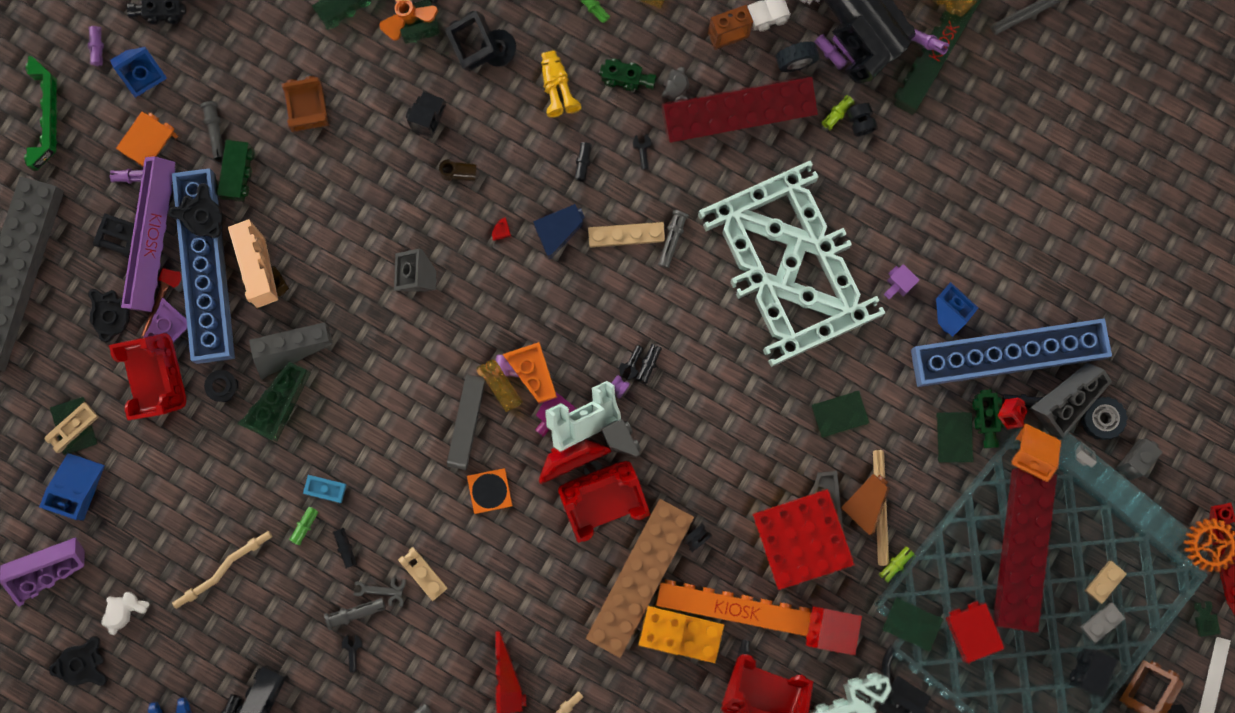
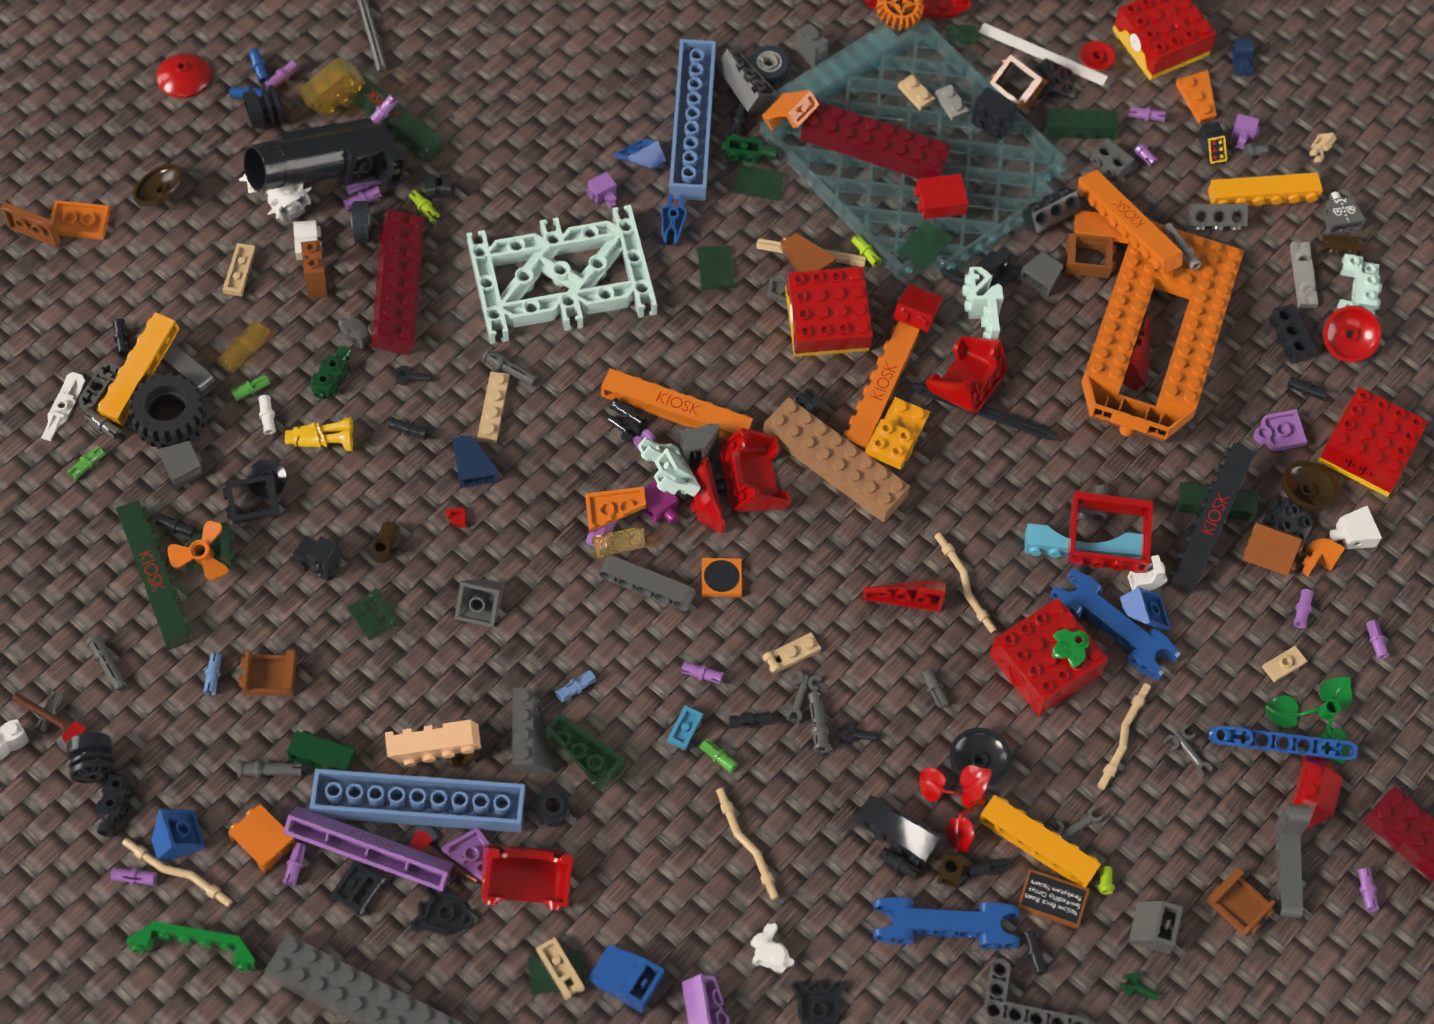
camera: 80 degrees left, 20 degrees down
(94, 114) = (143, 854): none -> tan bar
(199, 214) = (363, 784): black tile -> none
(296, 56) = (212, 674): none -> medium blue pin
(347, 379) = (575, 686): none -> medium blue pin
(379, 175) = (367, 618): none -> clear green plate
(384, 493) = (702, 672): none -> medium lavender pin
(568, 29) = (266, 414): none -> white pin
(664, 409) = (671, 404): none -> orange brick
(880, 359) = (673, 219): none -> blue hinge
(1014, 409) = (749, 126): red brick -> none
(1083, 456) = (802, 81): light grey plate -> none

